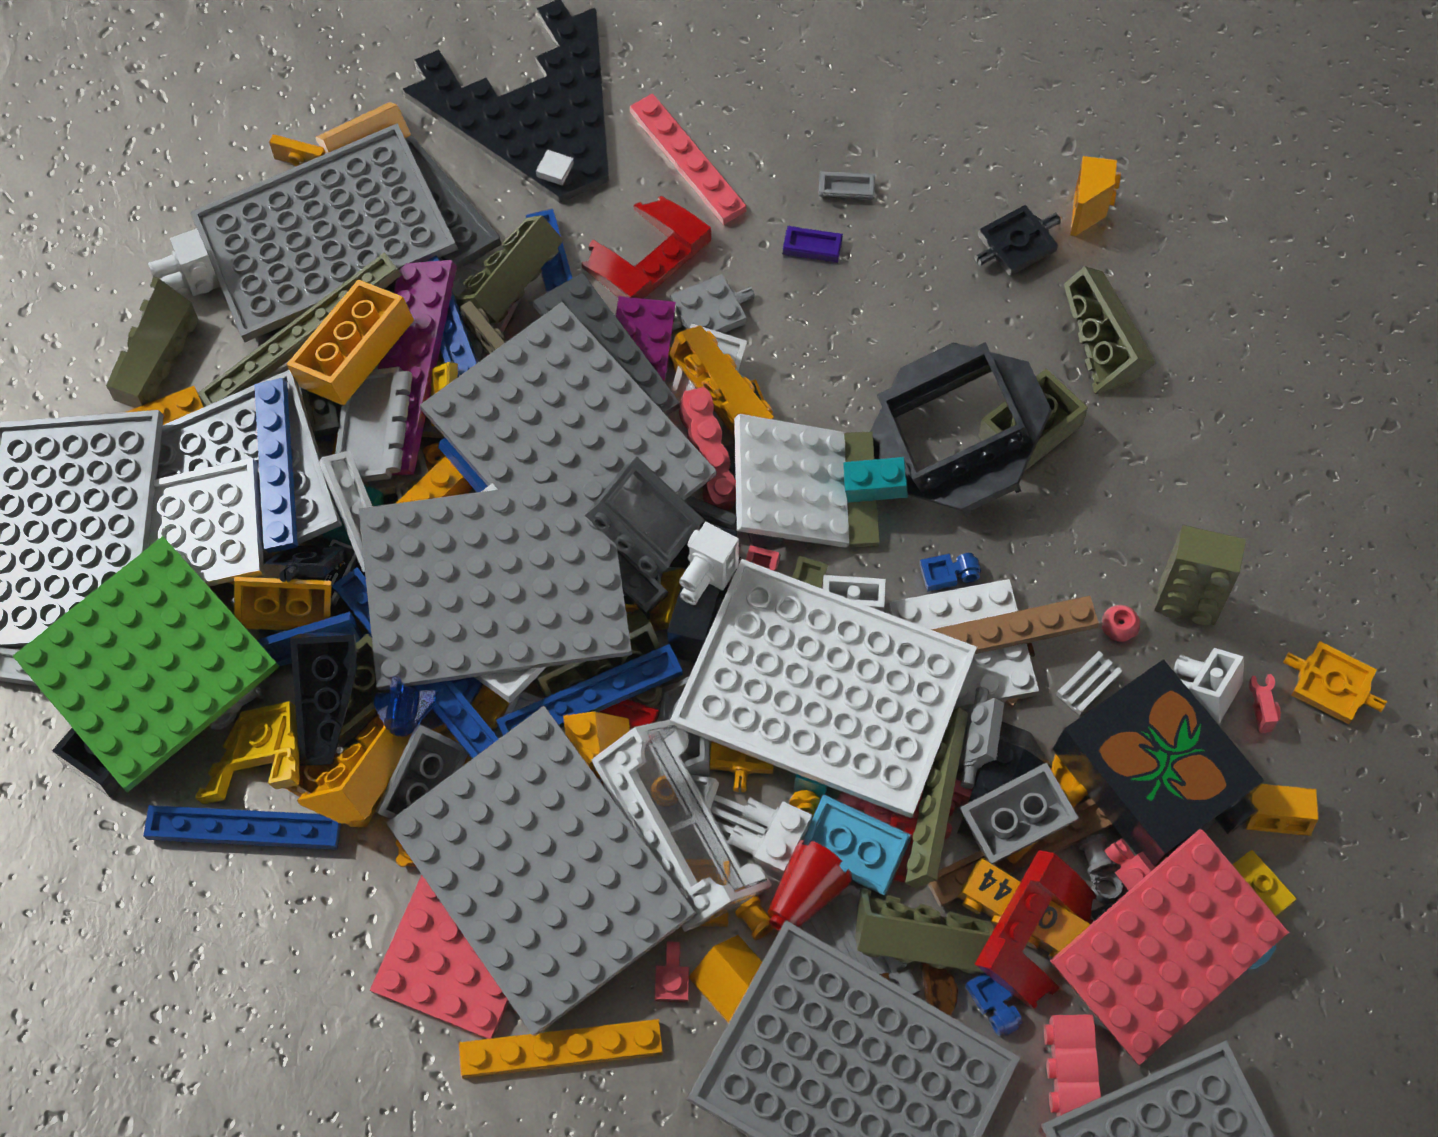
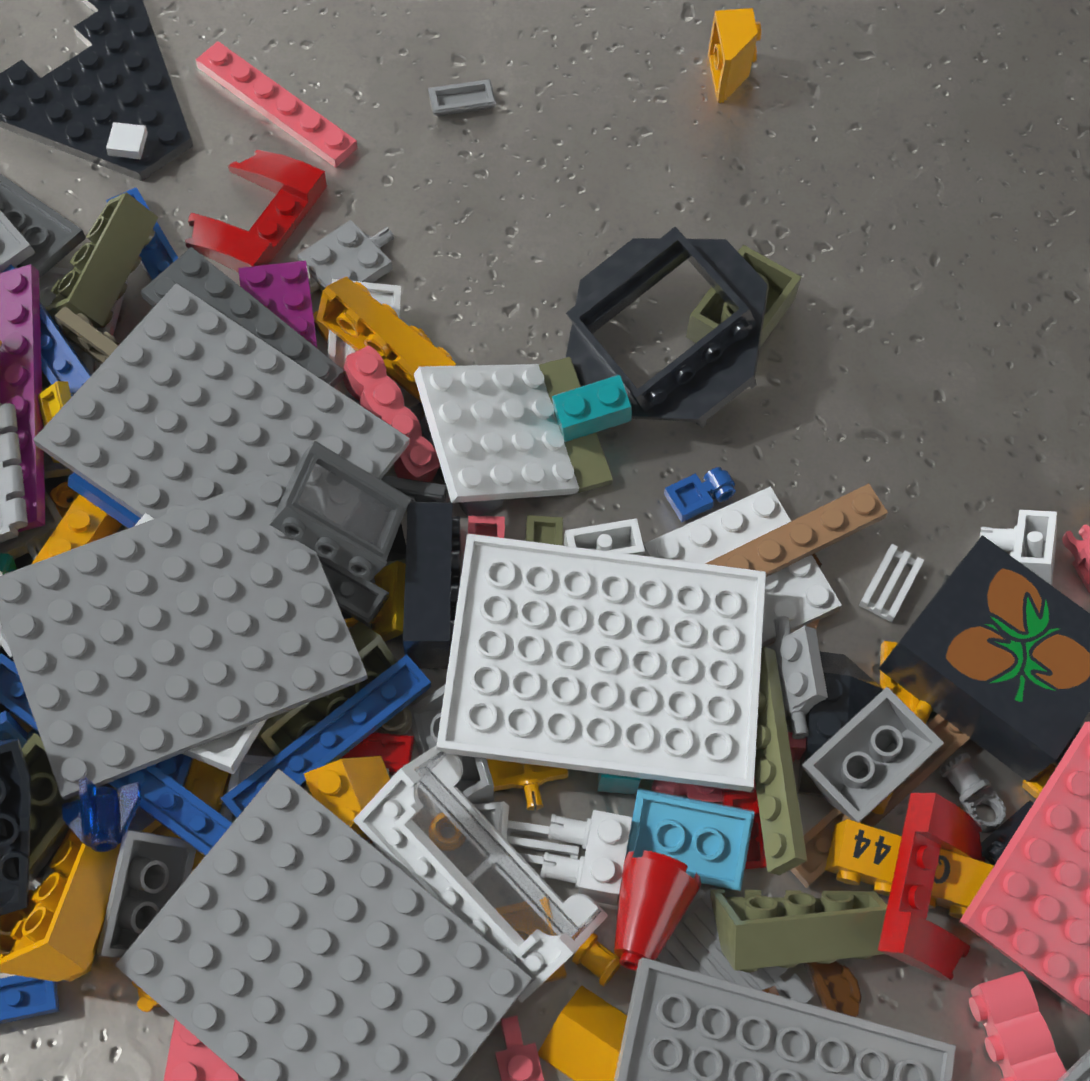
camera: 20 degrees left, 0 degrees up
(712, 561) = (435, 543): white brick -> none
(805, 800) = (617, 802): light orange plate -> none
(812, 244) = (442, 167): dark purple tile -> none
(991, 996) = (898, 979): blue plate -> none
(1017, 240) = (665, 117): black plate -> none
(1108, 334) = (795, 199): olive wedge -> none
(1118, 631) = (901, 516): coral plate -> none
(1133, 867) = (1015, 786): coral plate -> none
(1199, 575) = (986, 431): olive brick -> none

